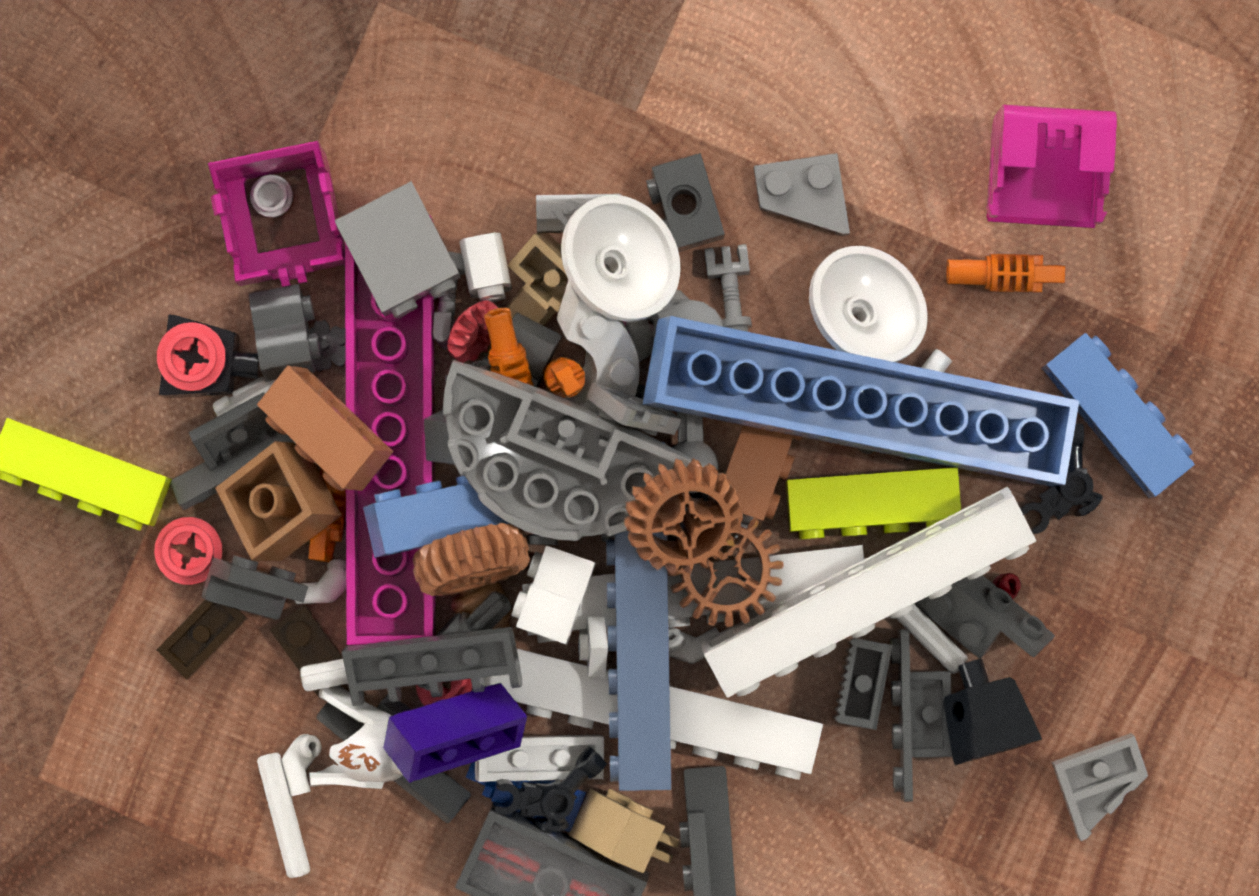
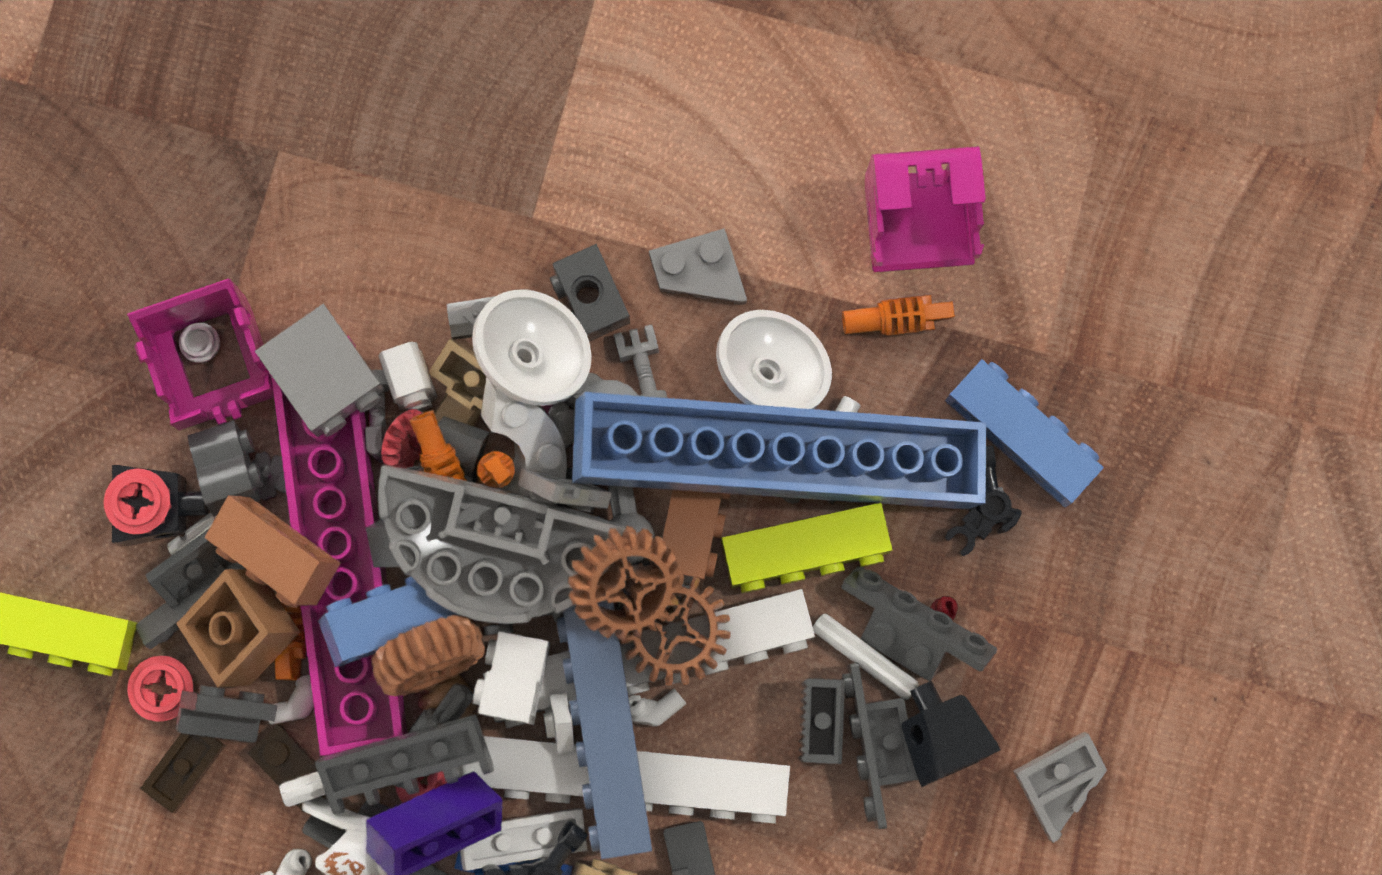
camera: 10 degrees left, 5 degrees down
(868, 592) = (814, 633): white brick -> none

